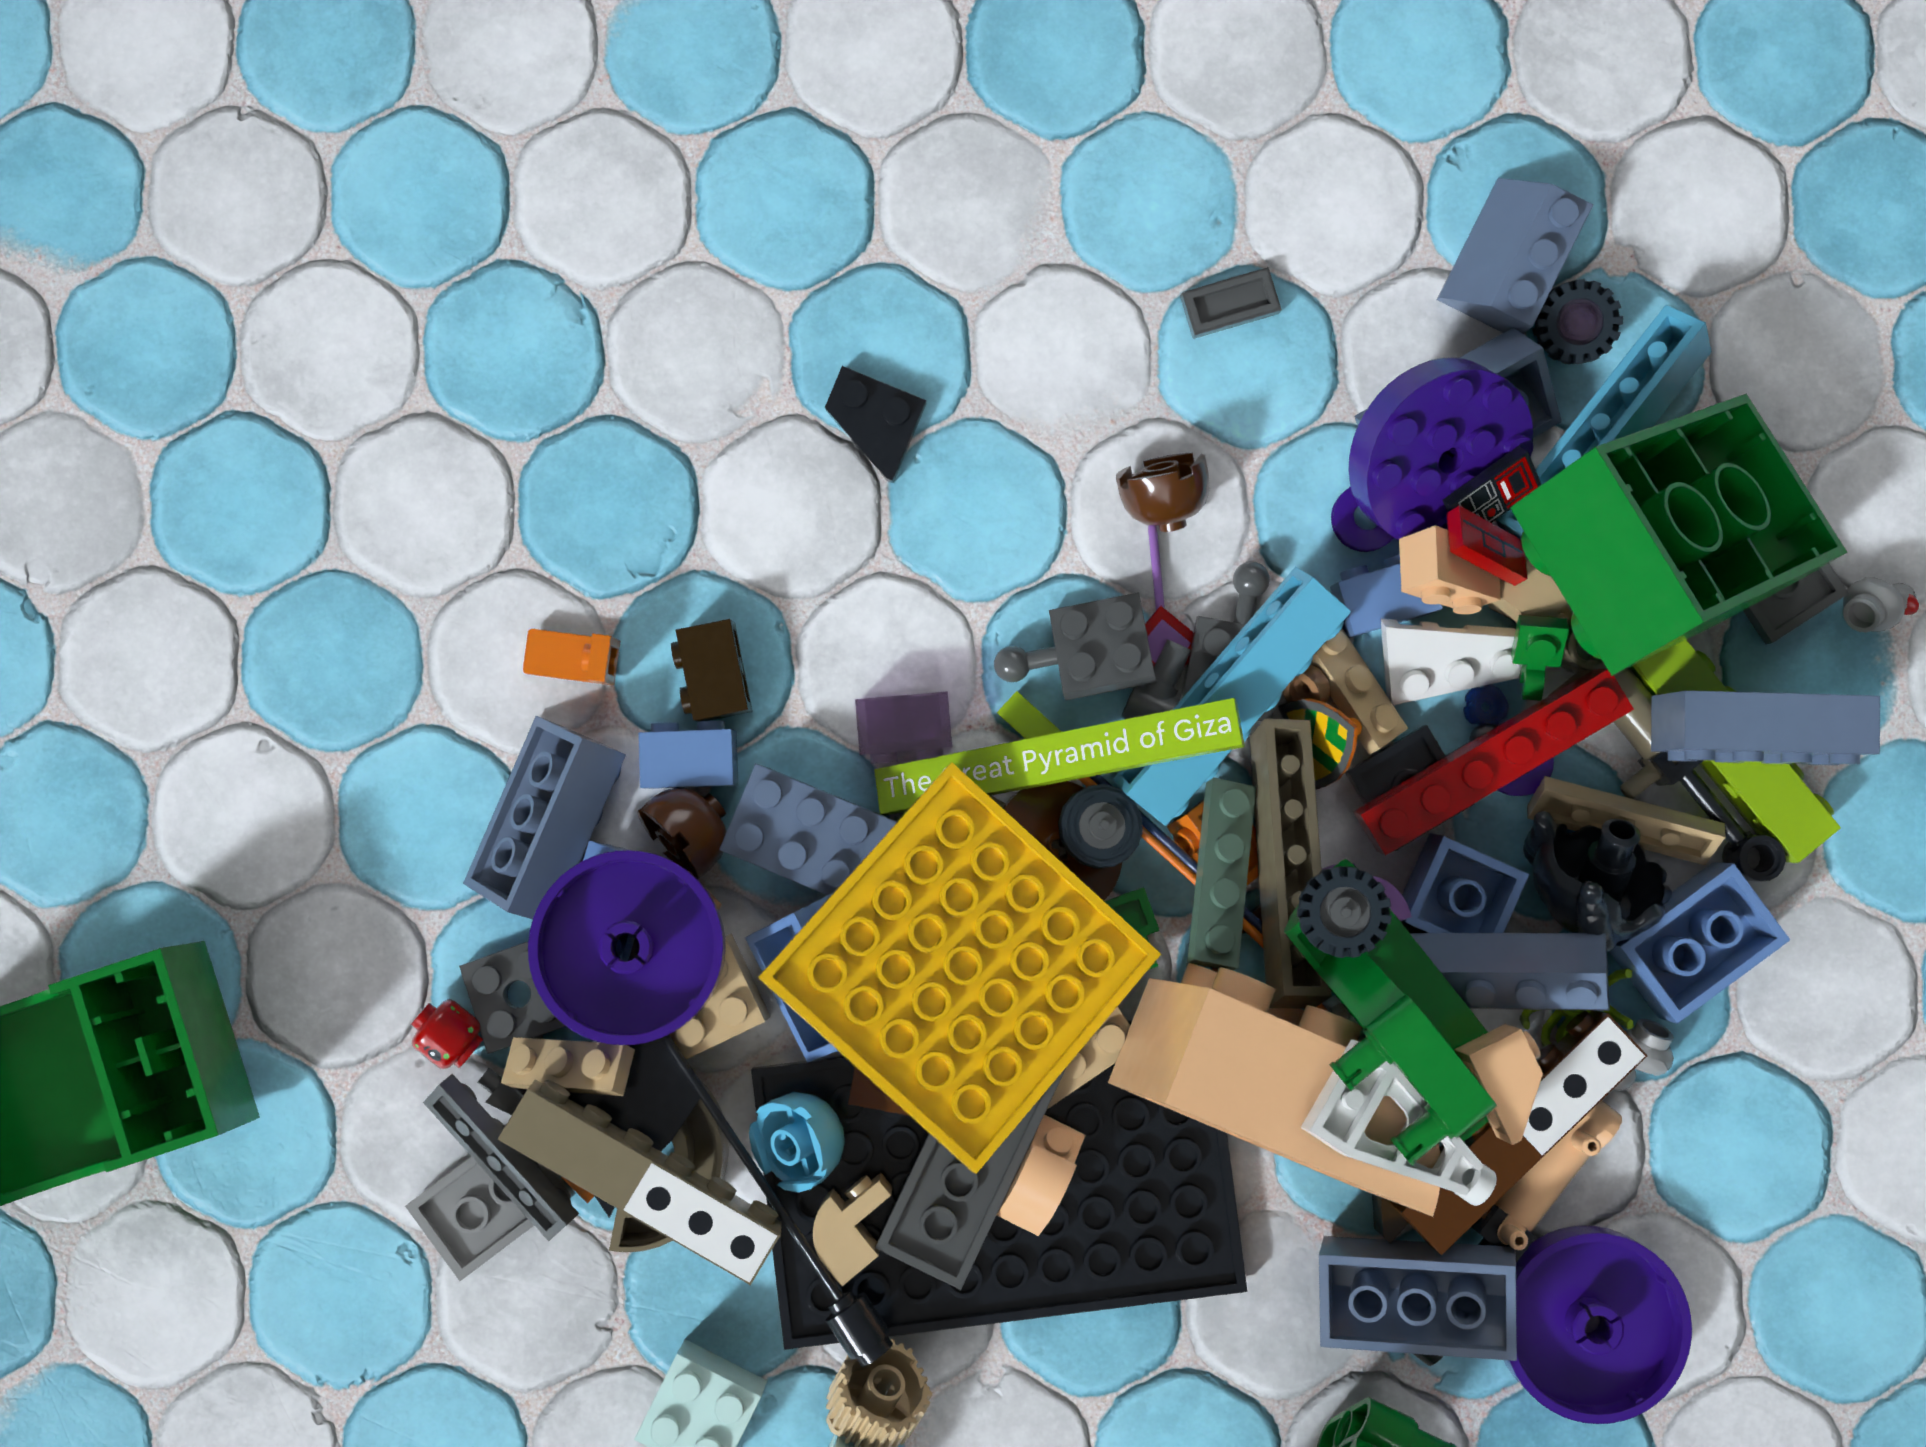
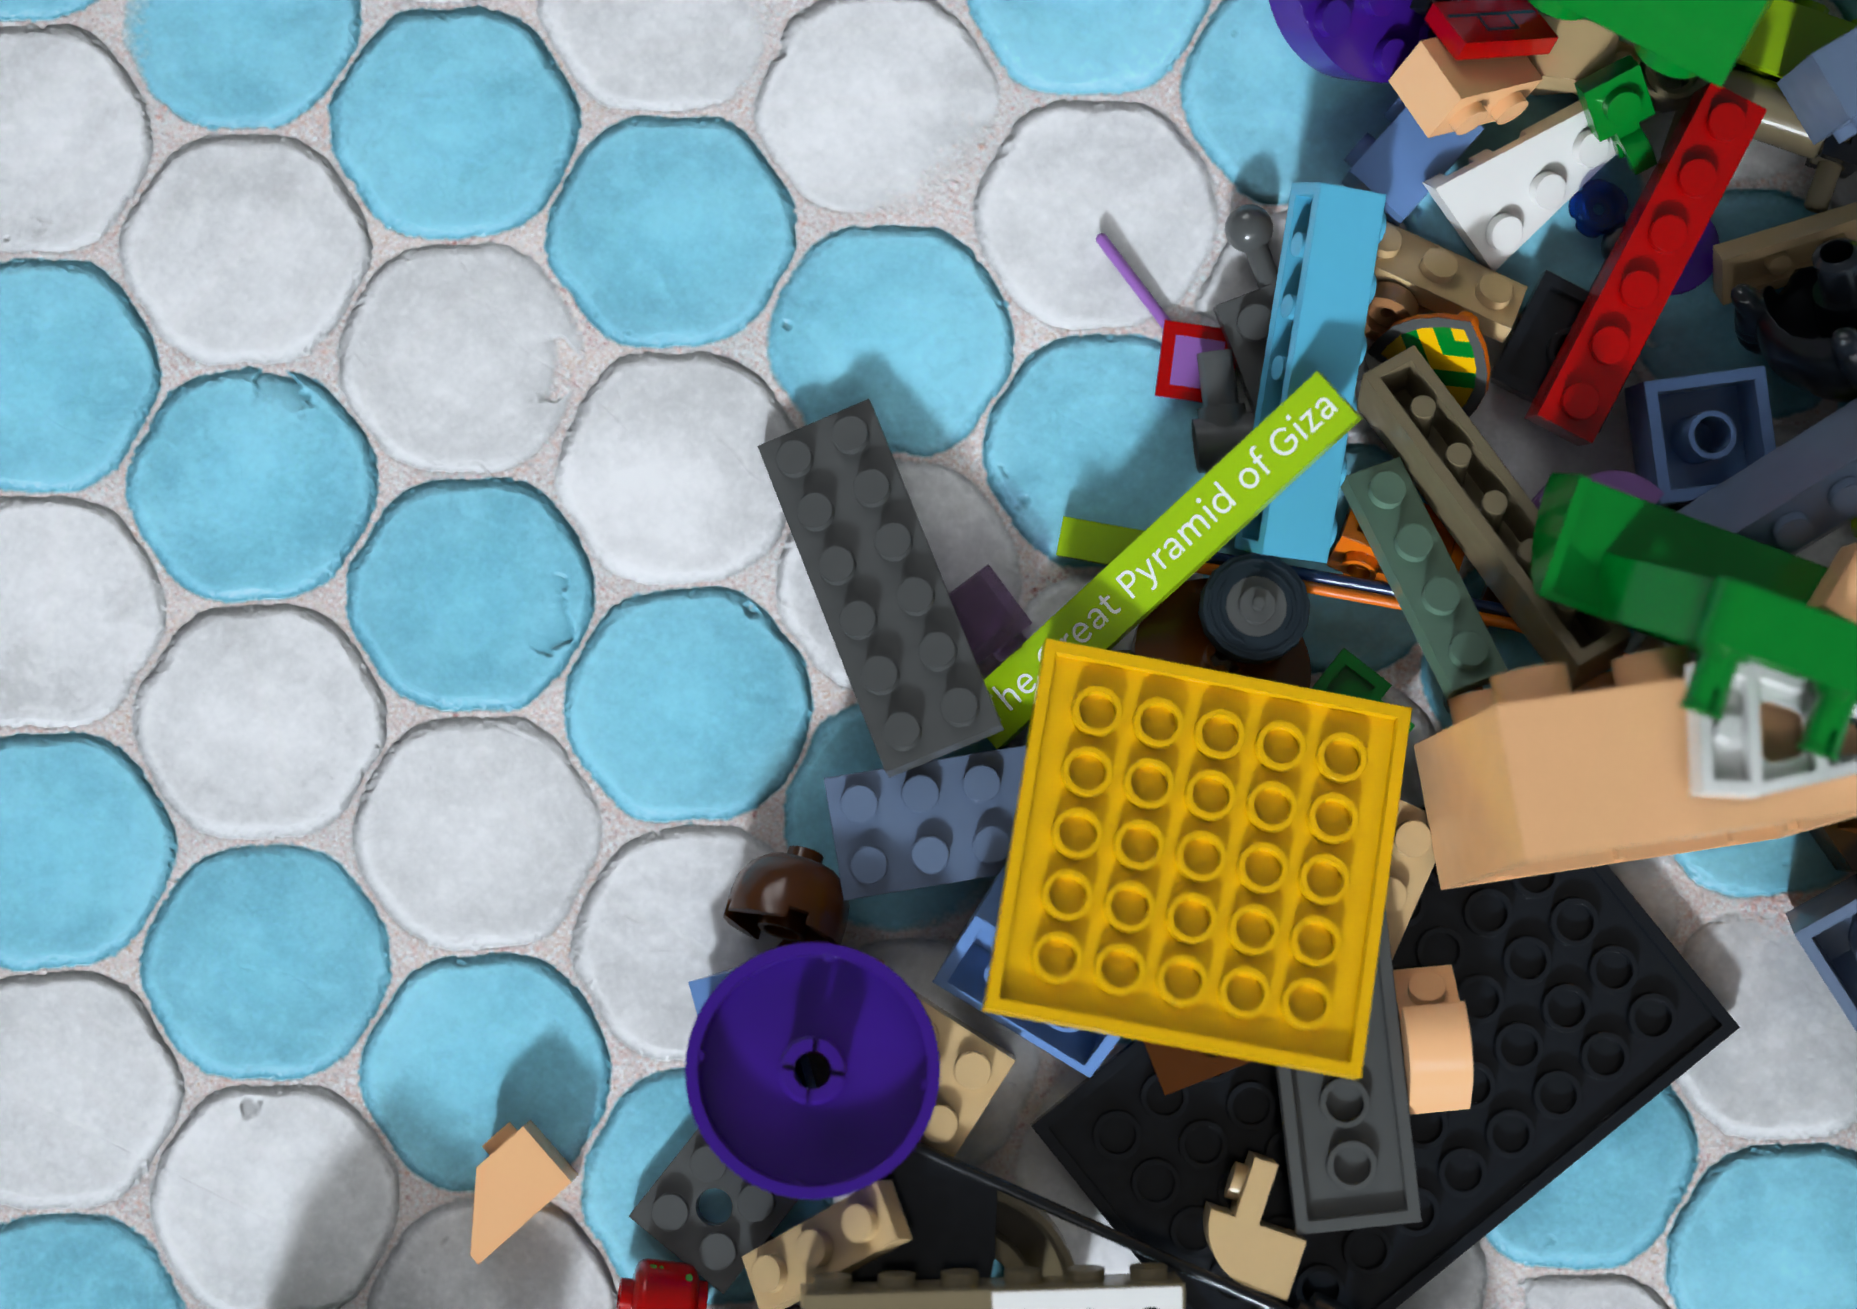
camera: 30 degrees left, 0 degrees up
(398, 900) = (514, 1185): none -> light nougat slope
(543, 816) = (619, 990): sand blue slope -> none
(572, 656) = (537, 788): orange bracket -> none
(688, 757) = (741, 819): medium blue brick -> none
(712, 671) = (707, 706): dark brown brick -> none
(797, 1140) = (1135, 1169): medium azure cylinder -> none
(867, 665) = (880, 589): none -> dark grey plate
(875, 418) = (712, 307): black wing -> none
(1096, 647) = (1124, 412): dark grey plate -> none
(1165, 490) = (1091, 186): reddish brown cylinder -> none
(1344, 911) = (1589, 530): black wheel -> none
(1349, 532) = (1324, 107): dark purple piece -> none

